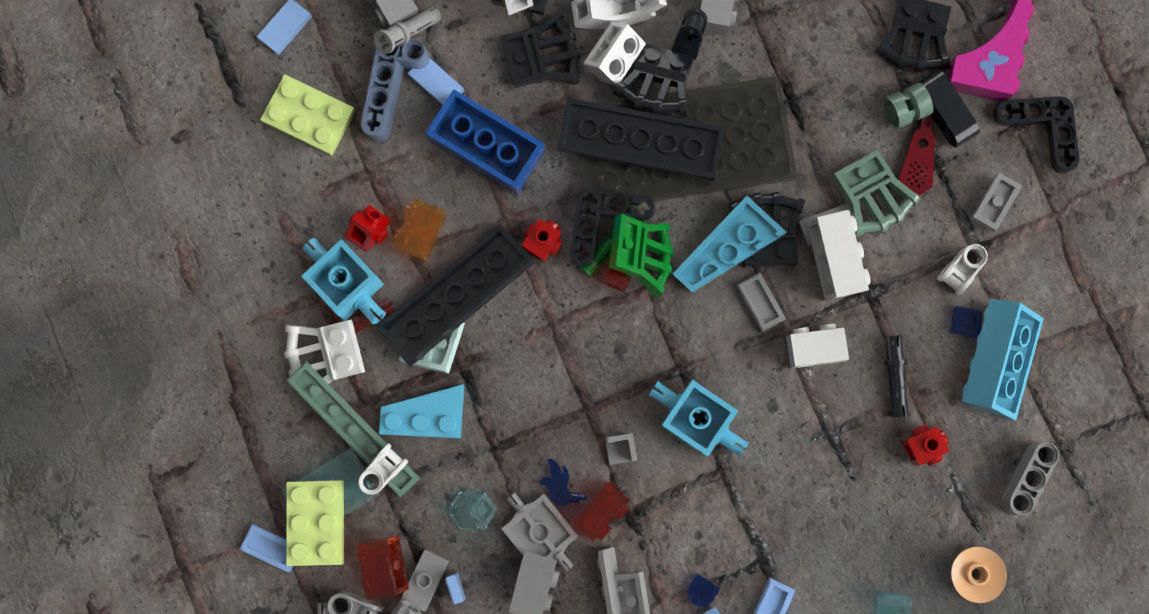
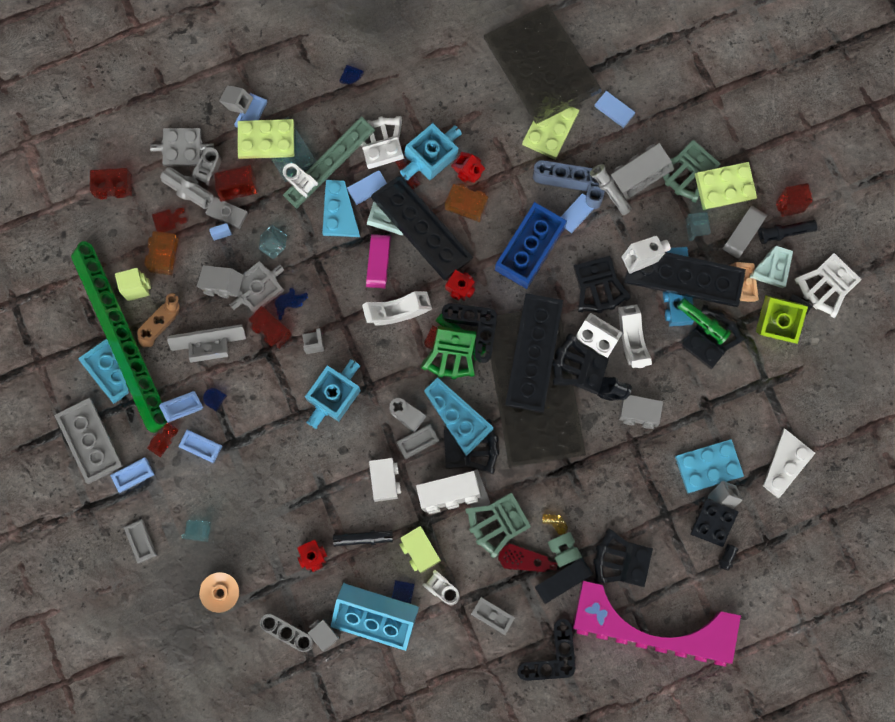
camera: 90 degrees right, 5 degrees down
(213, 122) = (542, 64): none -> clear smoke plate
(217, 399) = (351, 75): none -> clear blue tile
(250, 569) = (236, 99): none -> light grey brick
(391, 374) = (366, 187): none -> light blue tile
(503, 356) = (378, 261): none -> dark pink beam
(575, 328) = (397, 310): none -> white arch
(726, 314) = (409, 416): none -> light grey piece
(868, 116) = (557, 522): none -> clear yellow arm
(913, 297) = (419, 549): none -> yellowish green brick
(1031, 428) = (323, 635): none -> light grey brick

